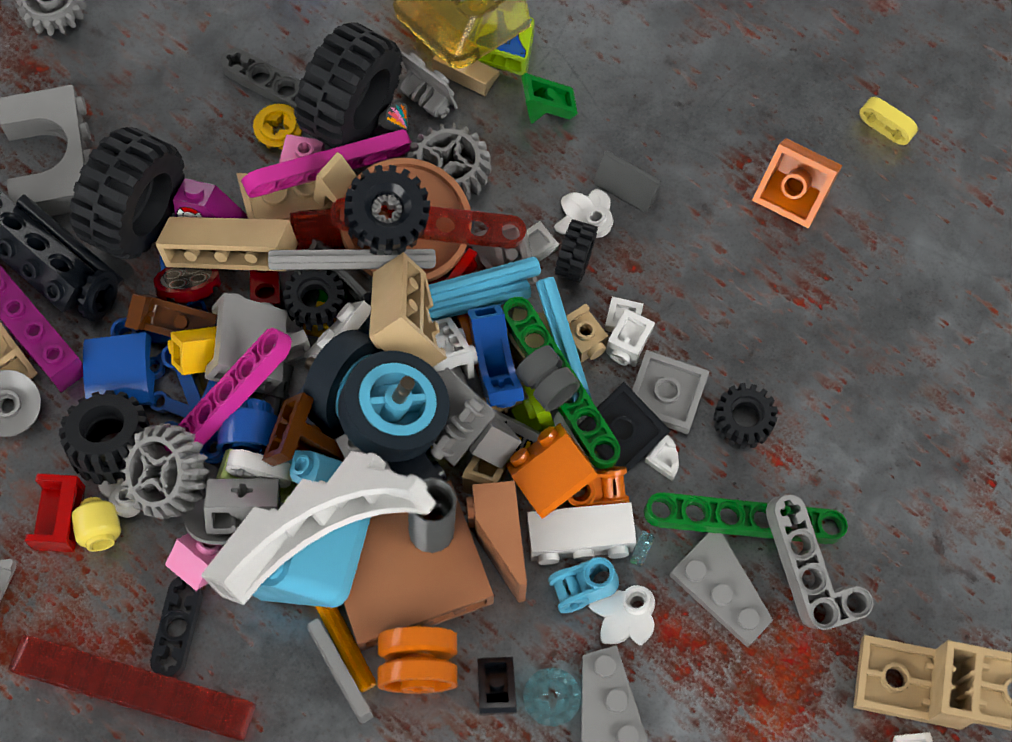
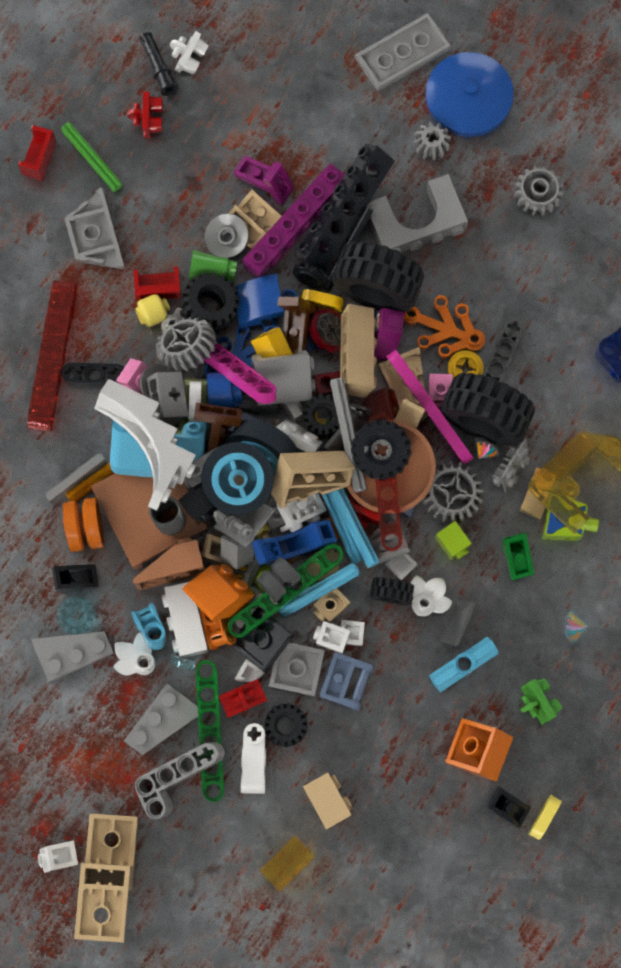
camera: 85 degrees right, 10 degrees up
(42, 441) = (210, 264): none -> bright green plant
(139, 283) = (323, 300): none -> yellow beam
(220, 137) = (447, 329): none -> orange plant
(515, 171) = (453, 541): none -> lime brick
(646, 56) = (574, 627): none -> clear light blue tile
(676, 169) = (451, 673): none -> medium azure piece
(686, 338) = (339, 678): none -> sand blue plate
(705, 465) = (242, 698): none -> red hips
(740, 105) = (537, 702): none -> bright green hips
(790, 464) = (253, 761): none -> white piece
(854, 374) = (327, 800): none -> tan brick
(872, 161) = (508, 807): none -> black slope
(941, 438) = (287, 863): none -> clear yellow panel

